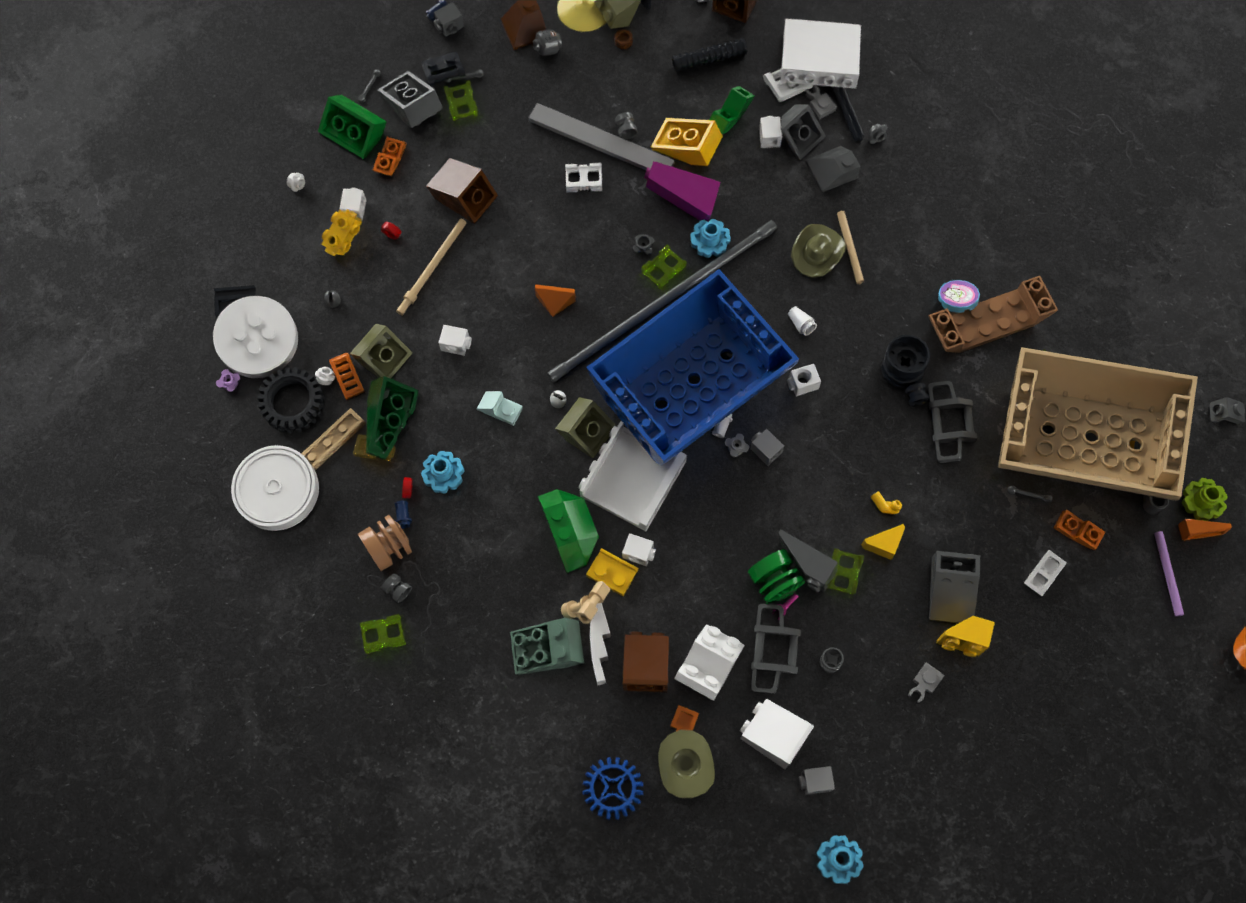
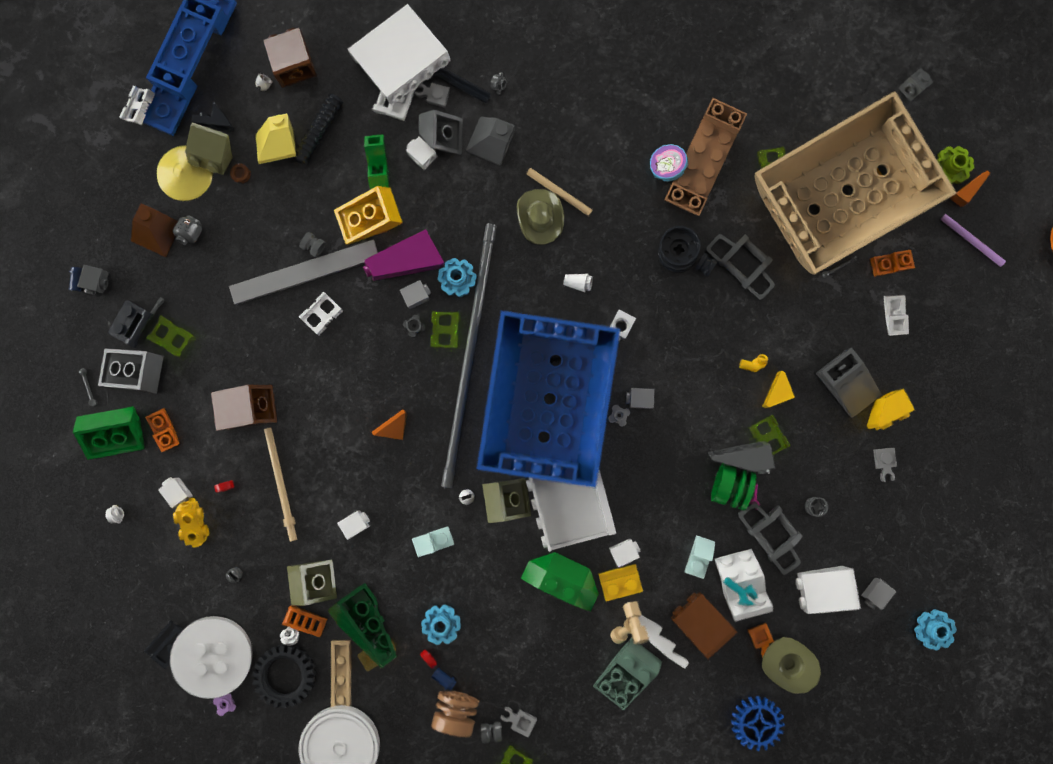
camera: 45 degrees left, 15 degrees up
(427, 602) = (521, 722): none -> light grey plate
(667, 222) = (415, 294): none -> light grey brick
(673, 35) = (275, 139): none -> light yellow slope
(695, 612) = (699, 558): none -> light aqua slope
(702, 658) = (744, 601): none -> teal bar

